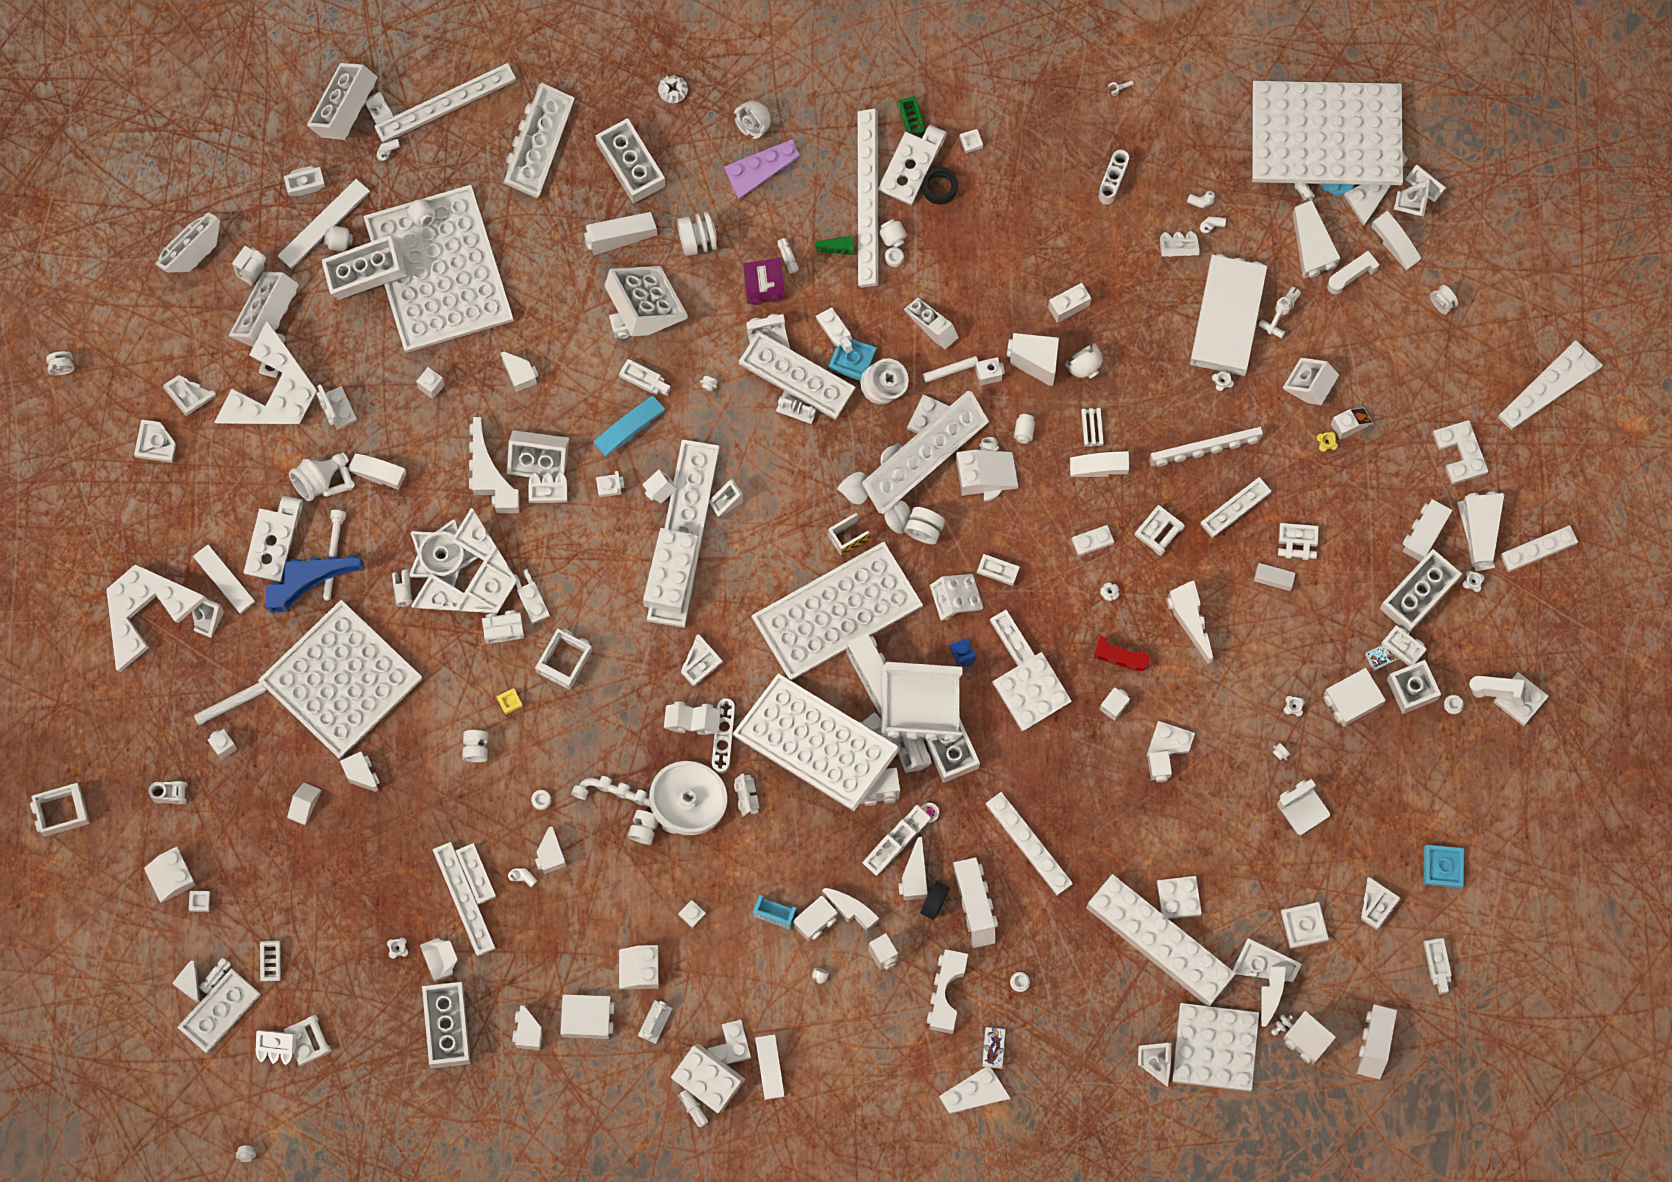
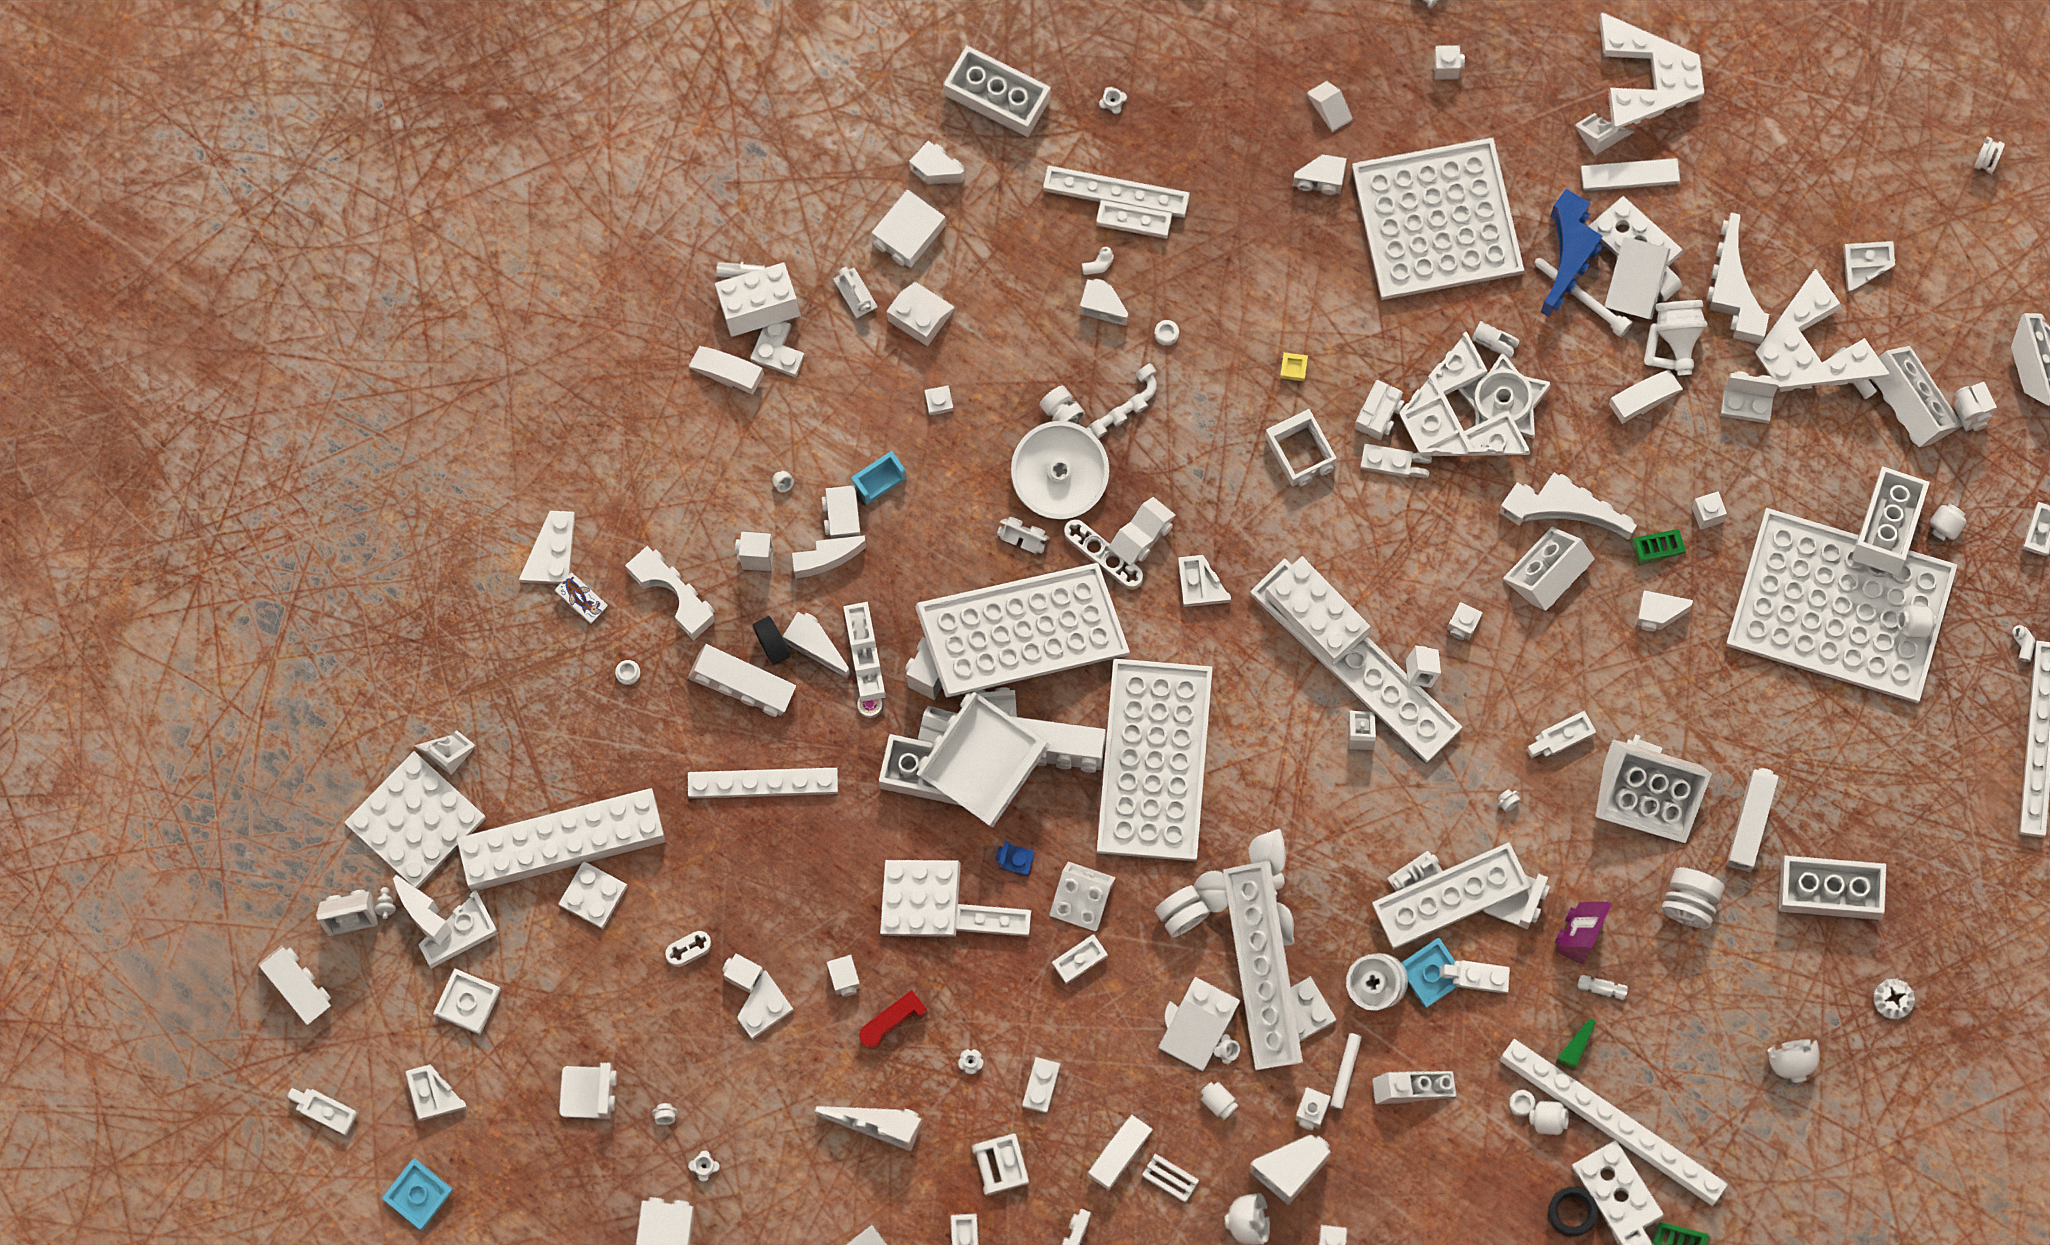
camera: 130 degrees right, 0 degrees up
(154, 442) = (1833, 197): white plate -> none
(229, 703) = (1488, 97): white axle -> none
(263, 466) = (1731, 290): none -> white arch
(299, 522) = (1637, 277): none -> white tile
(329, 217) = (1979, 524): white tile -> none
(439, 958) = (1073, 129): white slope -> none
(475, 746) = (1269, 301): white wheel -> none
(484, 412) = (1643, 558): none -> green slope
(537, 140) = (1926, 806): white plate -> none
(548, 490) = (1503, 553): white plate -> none
(628, 426) = (1516, 683): medium azure slope -> none
(754, 170) = (1732, 1022): lavender wing -> none
(833, 531) = (1231, 808): white piece -> none
(1166, 817) = (691, 954): none -> white beam

